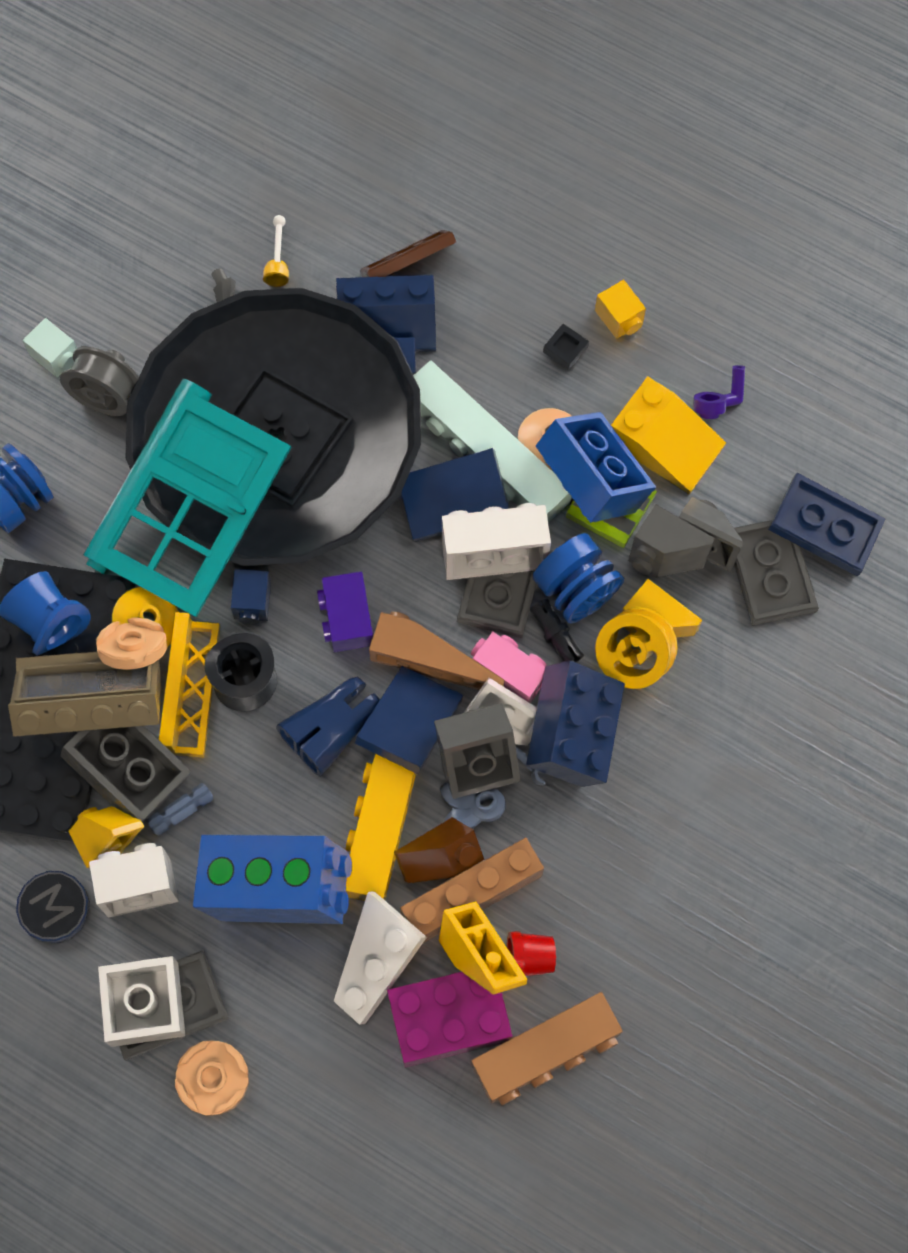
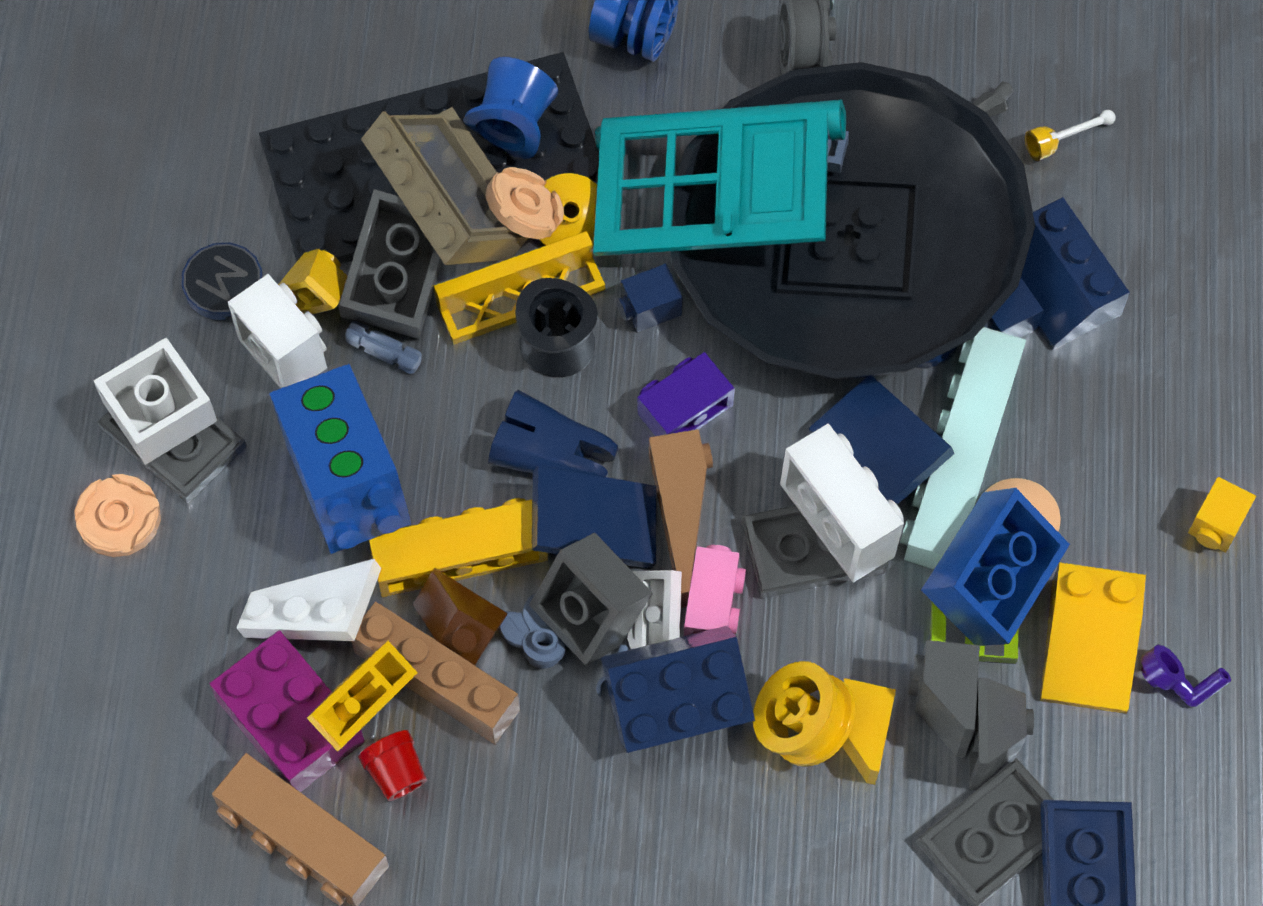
camera: 65 degrees right, 5 degrees down
(409, 254) = (1146, 261): reddish brown tile -> none
(556, 631) = (783, 628): black pin -> none
(566, 346) = (1138, 478): black plate -> none
(577, 577) = (853, 613): blue wheel -> none

